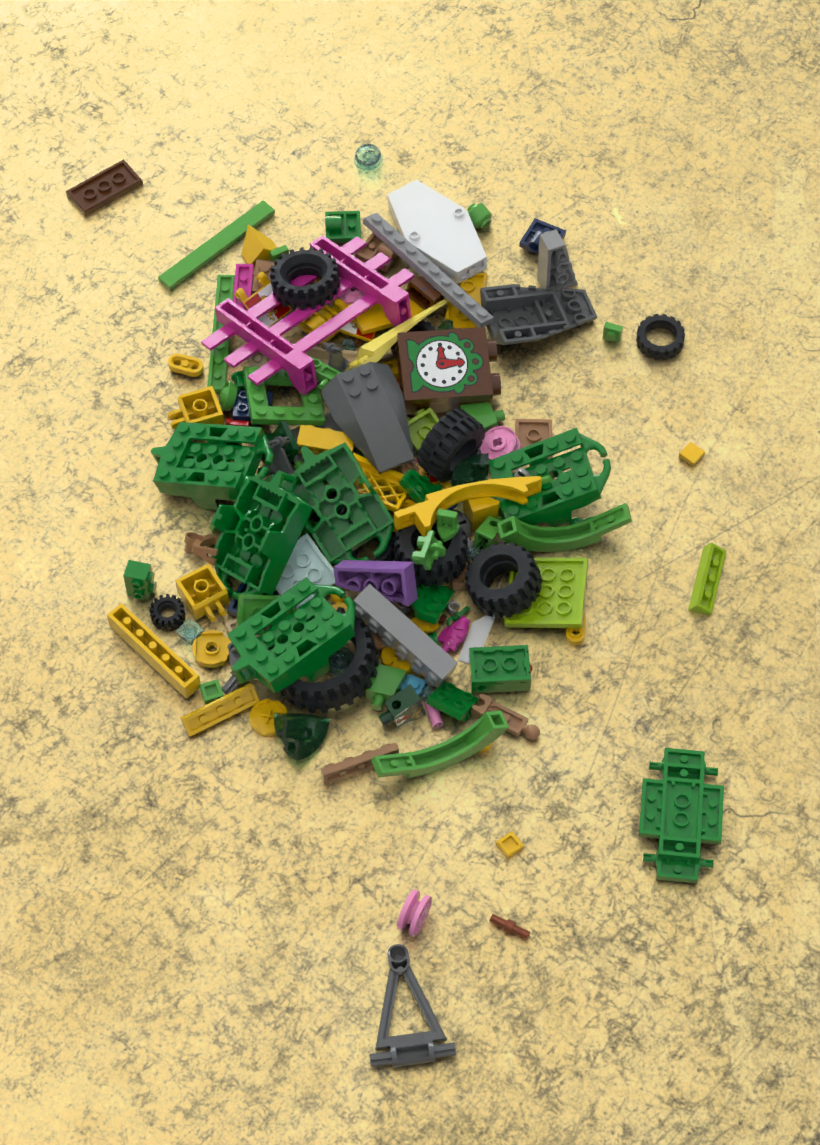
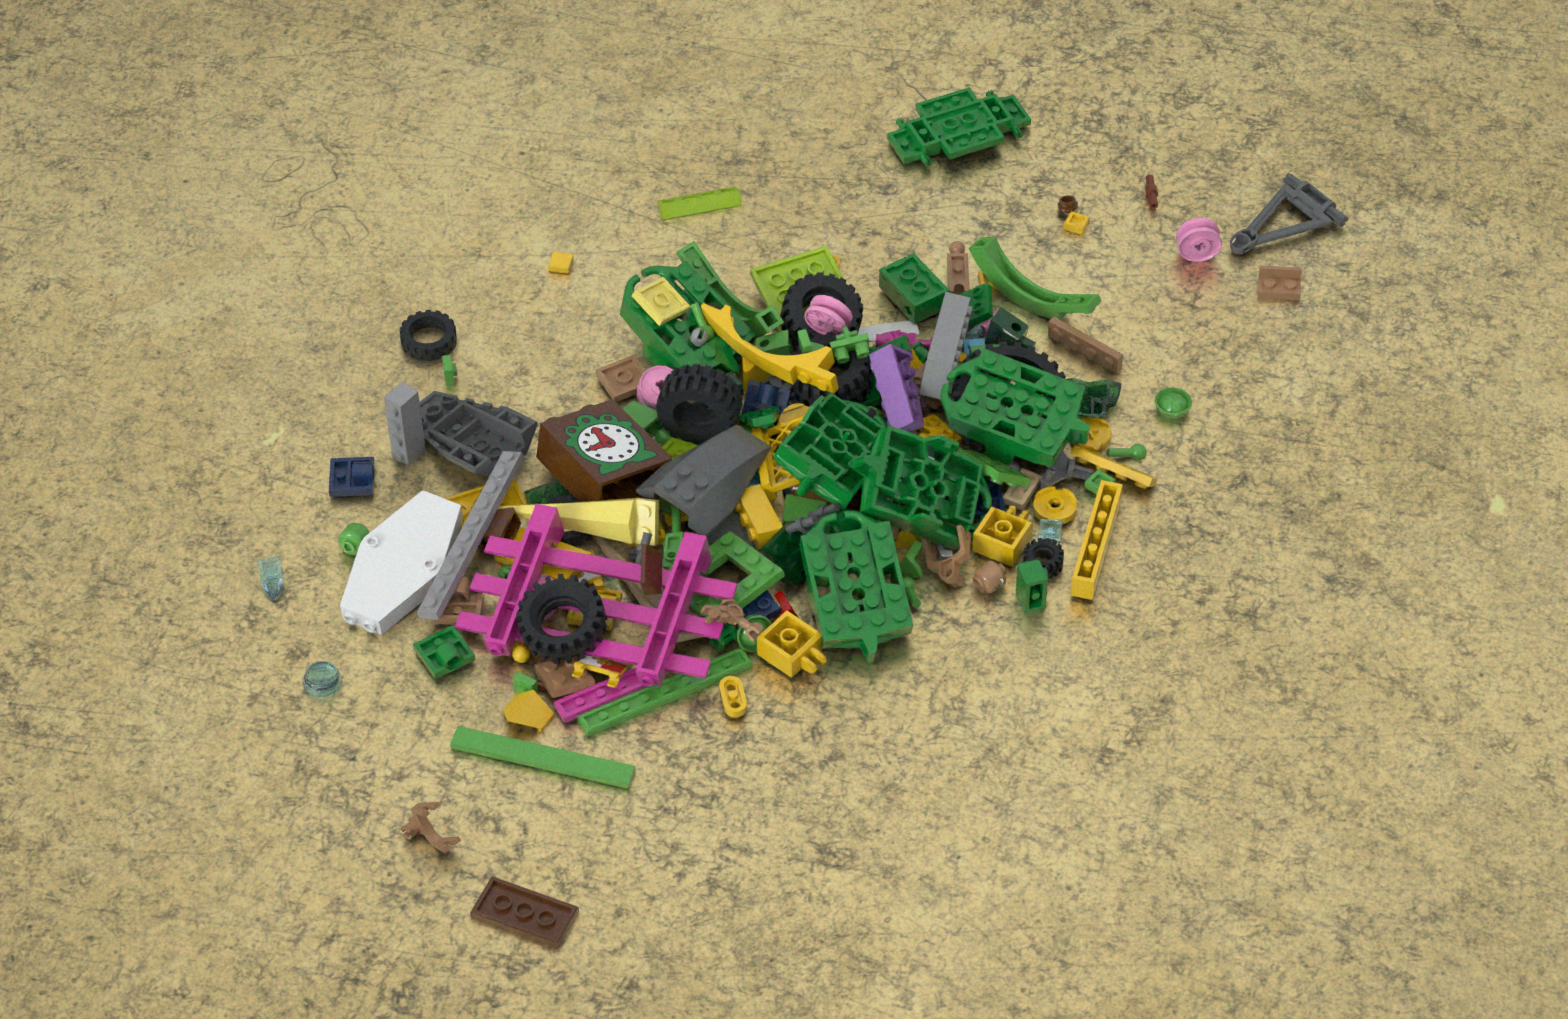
camera: 120 degrees left, 10 degrees down
(173, 565) = (989, 577): none -> medium nougat head
(207, 157) = (421, 825): none -> medium nougat piece
(207, 517) = (909, 587): none -> bright green bar
(229, 741) = (1136, 452): none -> bright green bar
(236, 370) = (730, 612): none -> medium nougat piece
(257, 792) = (1173, 403): none -> bright green hat
(304, 336) = (651, 571): none -> reddish brown slope
(332, 959) = (1279, 282): none -> medium nougat bracket
(473, 555) = (827, 315): none -> bright pink wheel
(478, 163) = (271, 576): none -> clear light blue plate
(535, 842) = (1067, 204): none -> reddish brown plate
(563, 454) = (661, 301): none -> light yellow tile

